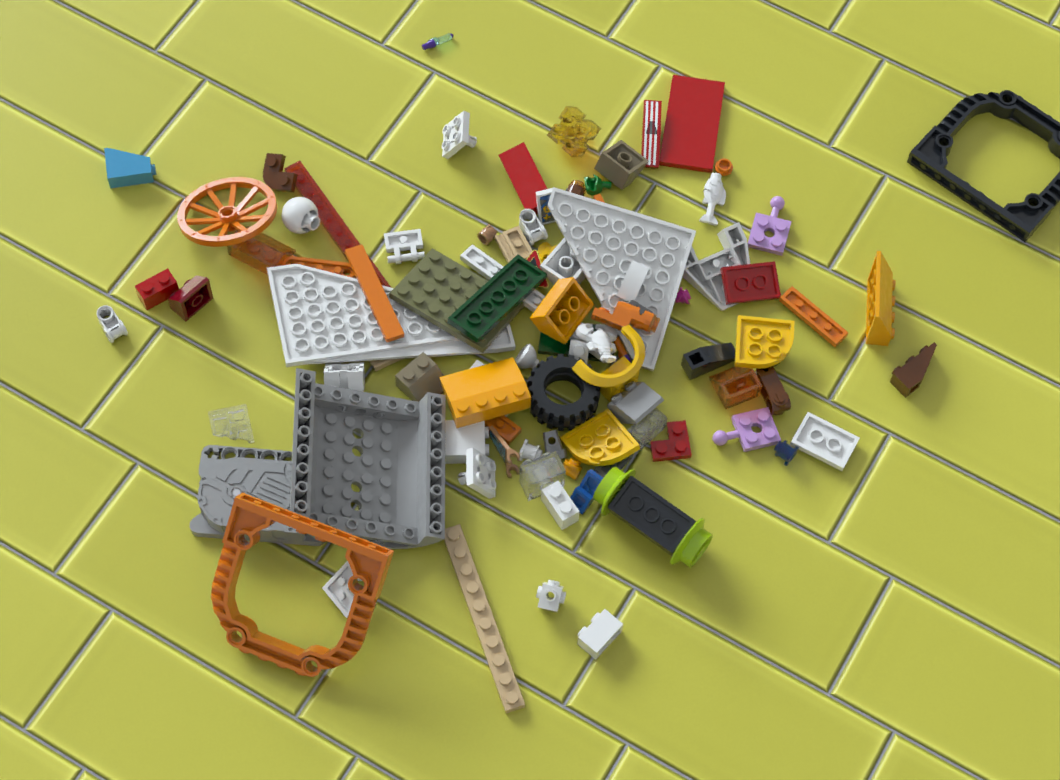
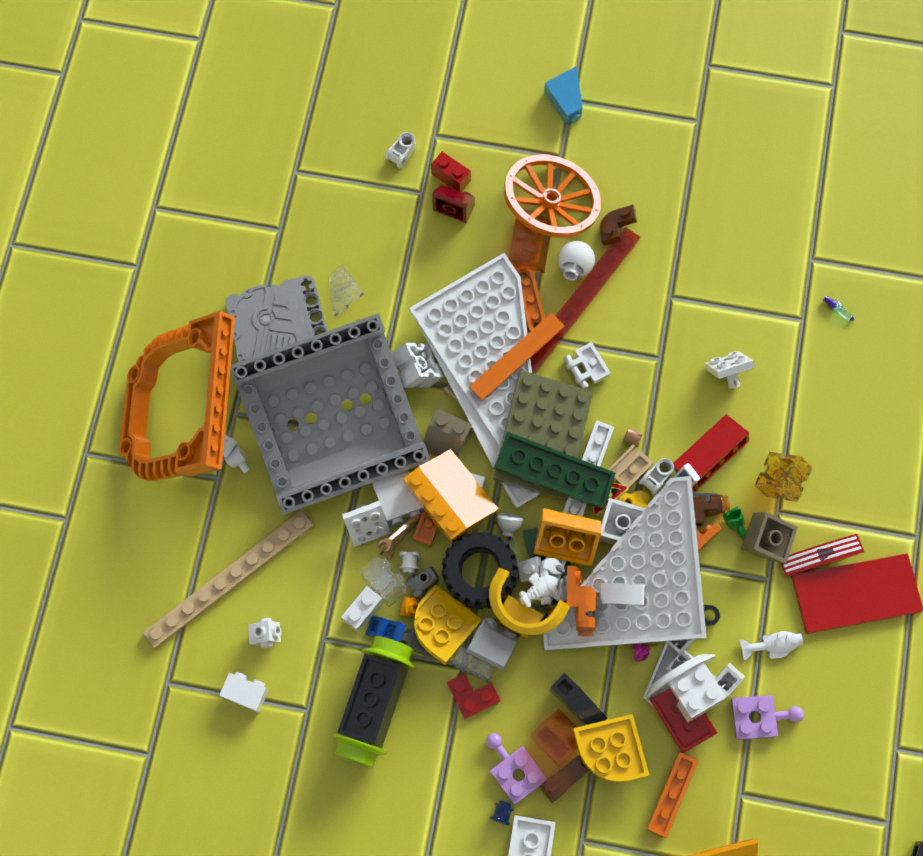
camera: 75 degrees right, 10 degrees up
(724, 167) = (816, 644): orange plate -> none
(733, 257) = (692, 686): none -> white piece

